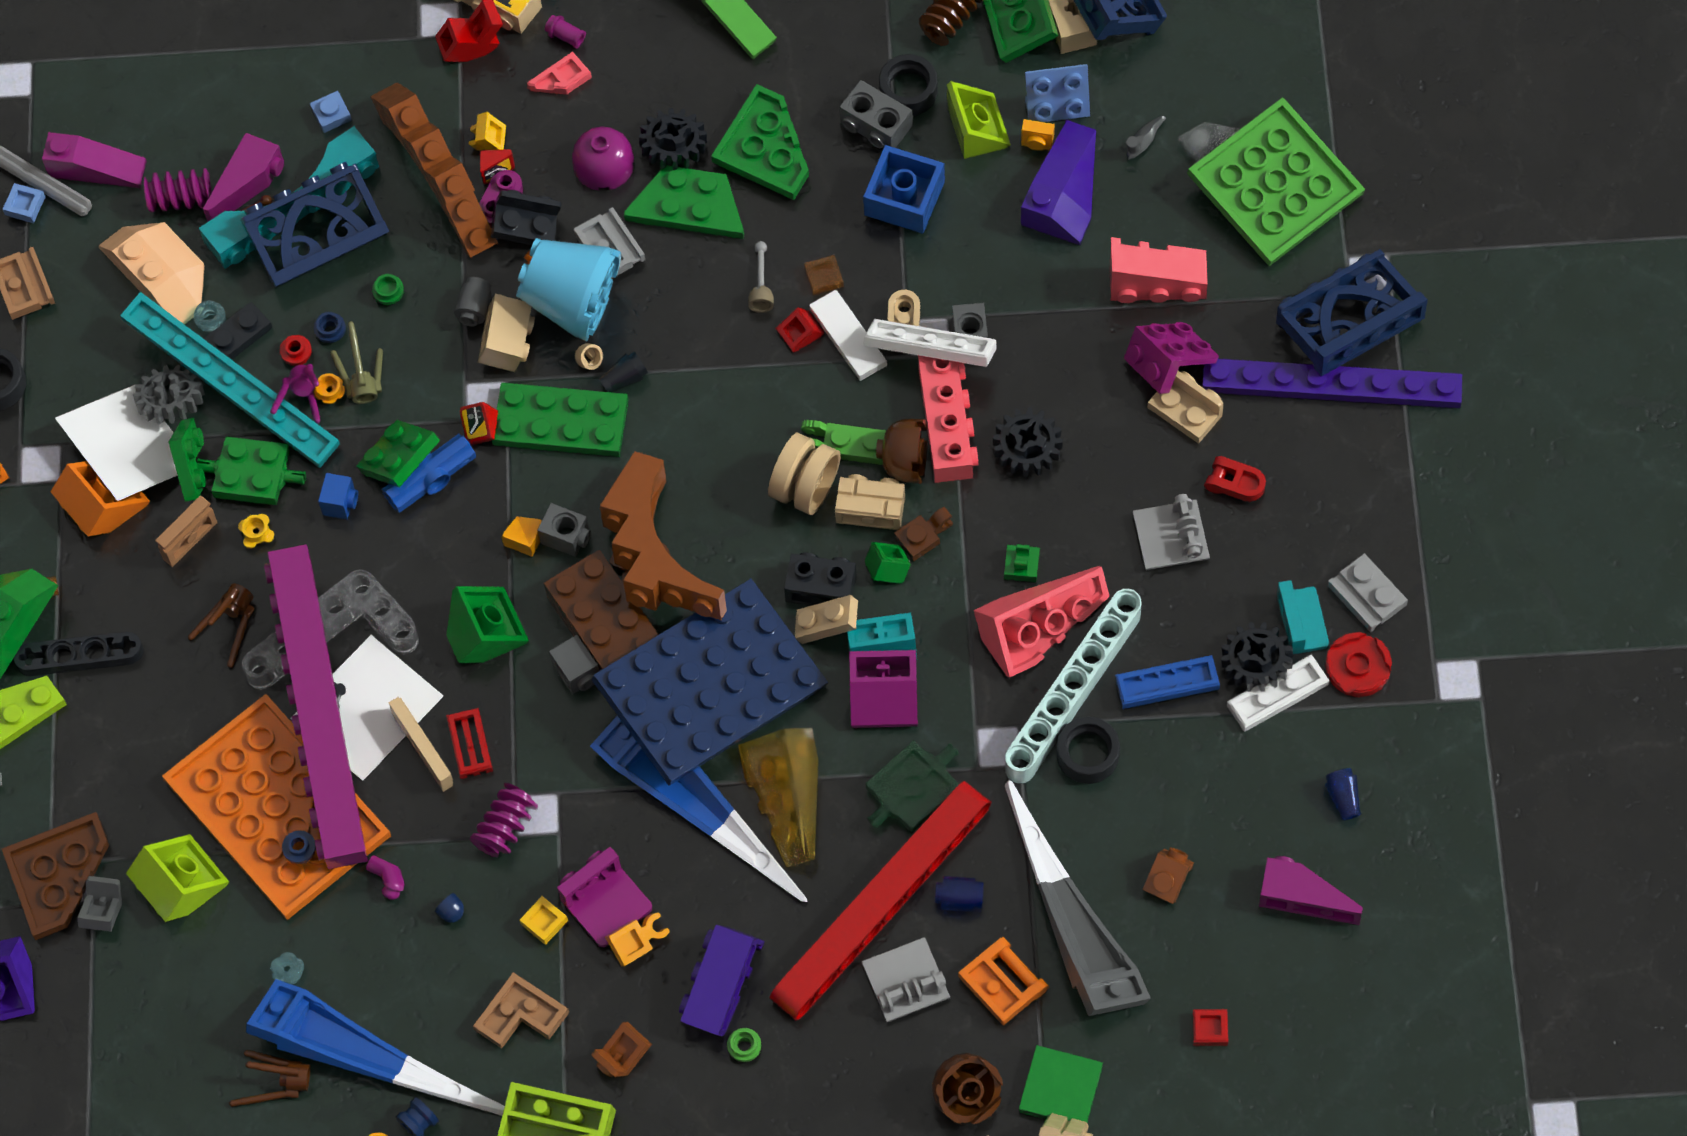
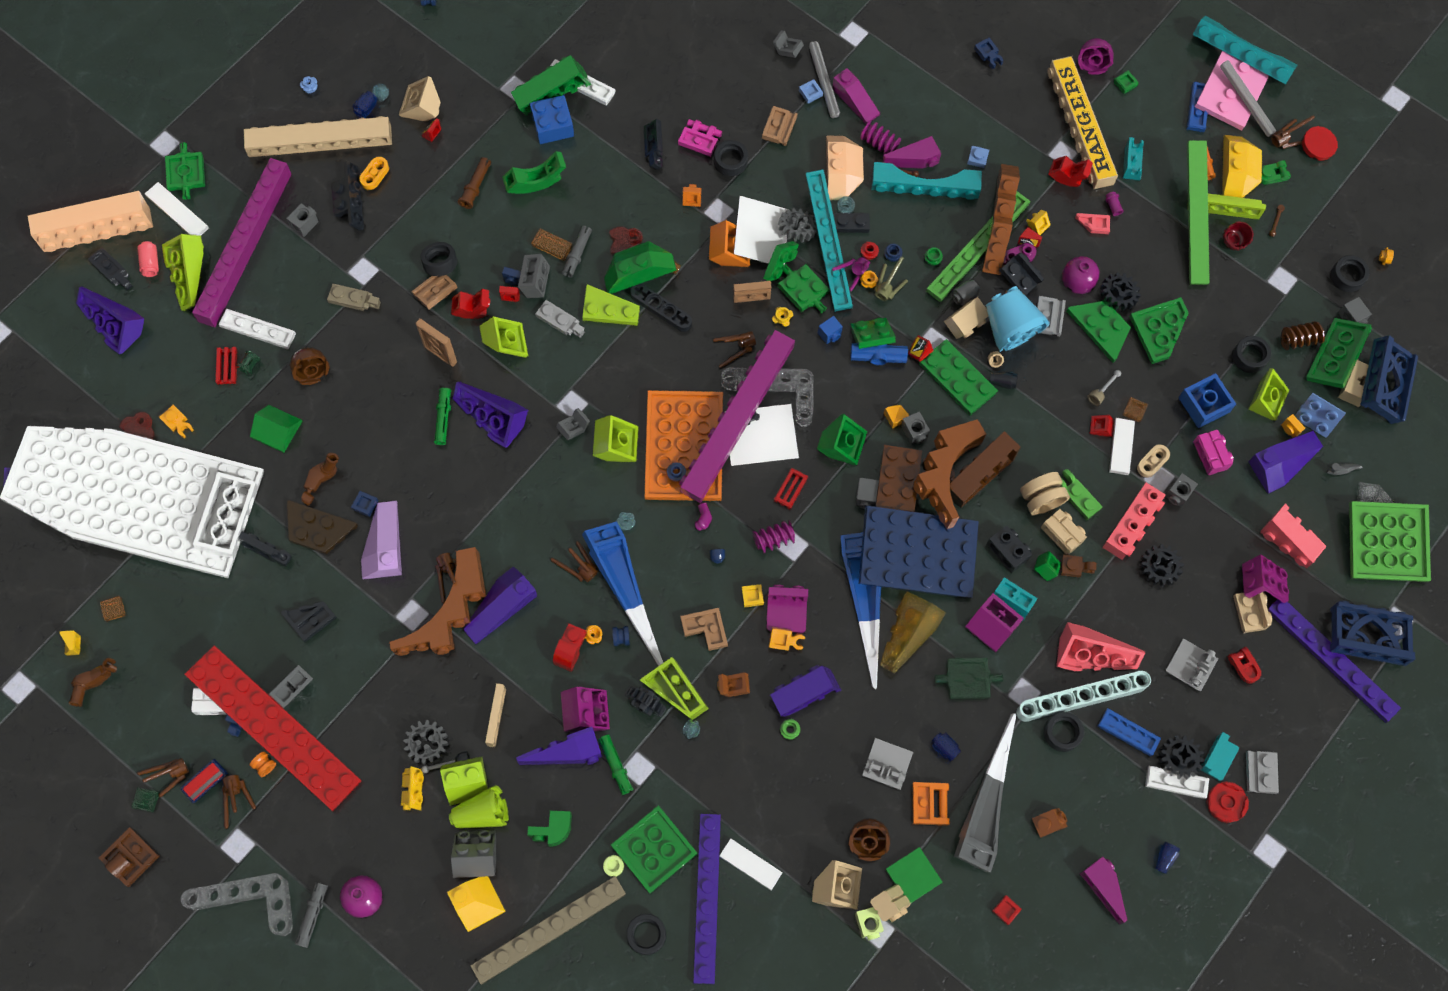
camera: 35 degrees right, 5 degrees up
(53, 871) = (567, 392): reddish brown plate -> none
(357, 231) = (942, 219): dark blue fence -> none
(421, 743) = (769, 471): tan tile -> none
(435, 255) = (969, 256): none -> bright green plate
(699, 505) = (983, 469): none -> reddish brown wedge
(826, 619) = (996, 568): tan plate -> none
(880, 111) = (1228, 355): dark grey brick -> none
(880, 900) = (908, 717): red beam -> none
(904, 450) = (1100, 521): reddish brown cylinder -> none
(930, 342) = (1156, 482): white tile -> none
(968, 247) = (1213, 452): none -> dark pink brick
(1021, 563) = (1109, 618): green tile -> none

